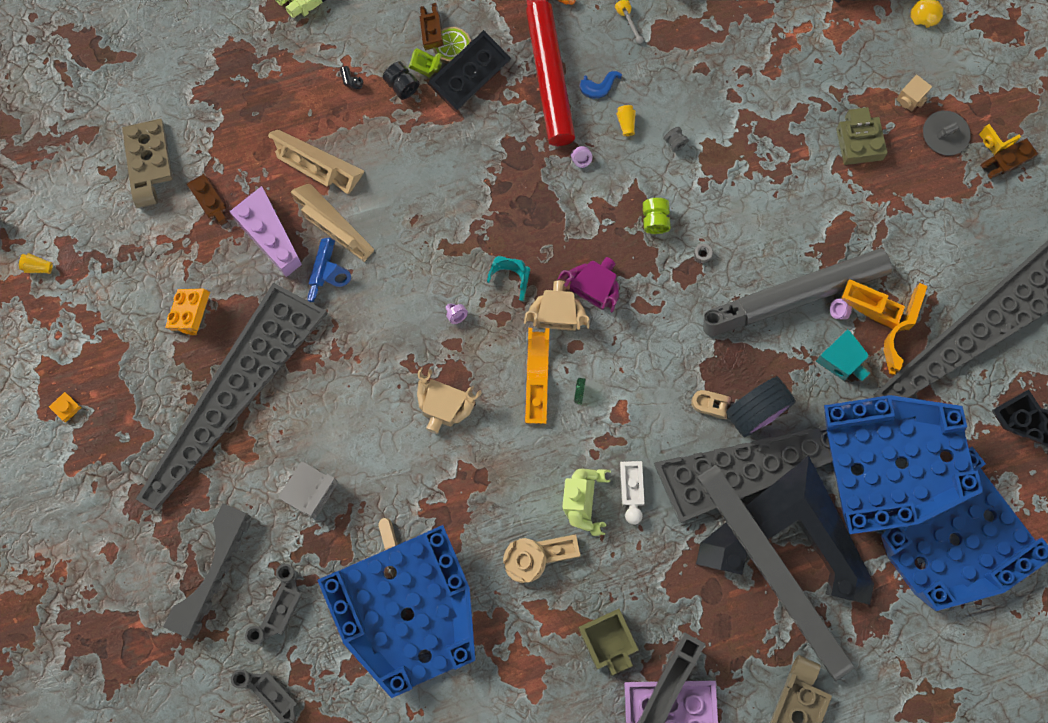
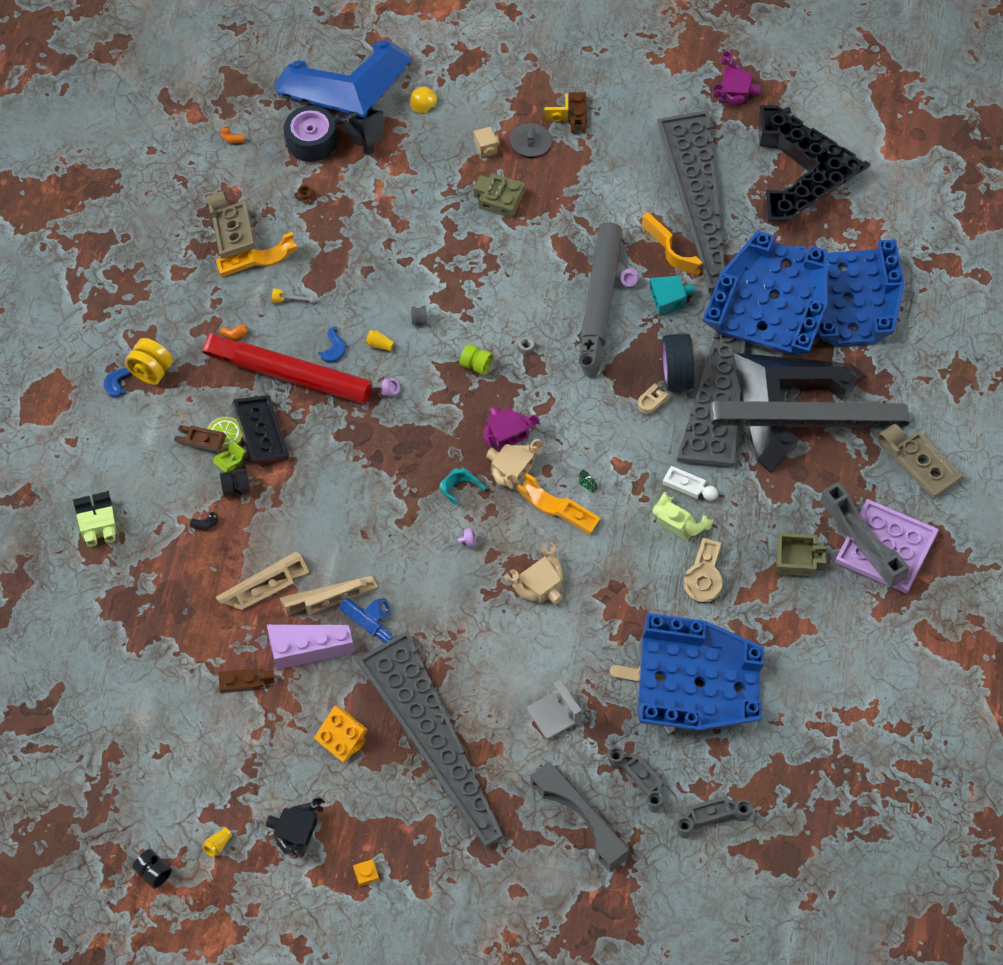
camera: 60 degrees left, 15 degrees down
(74, 323) = (295, 827): none -> black torso
(146, 172) = (188, 717): dark tan hinge -> none
(873, 304) = (640, 253): light orange slope -> none

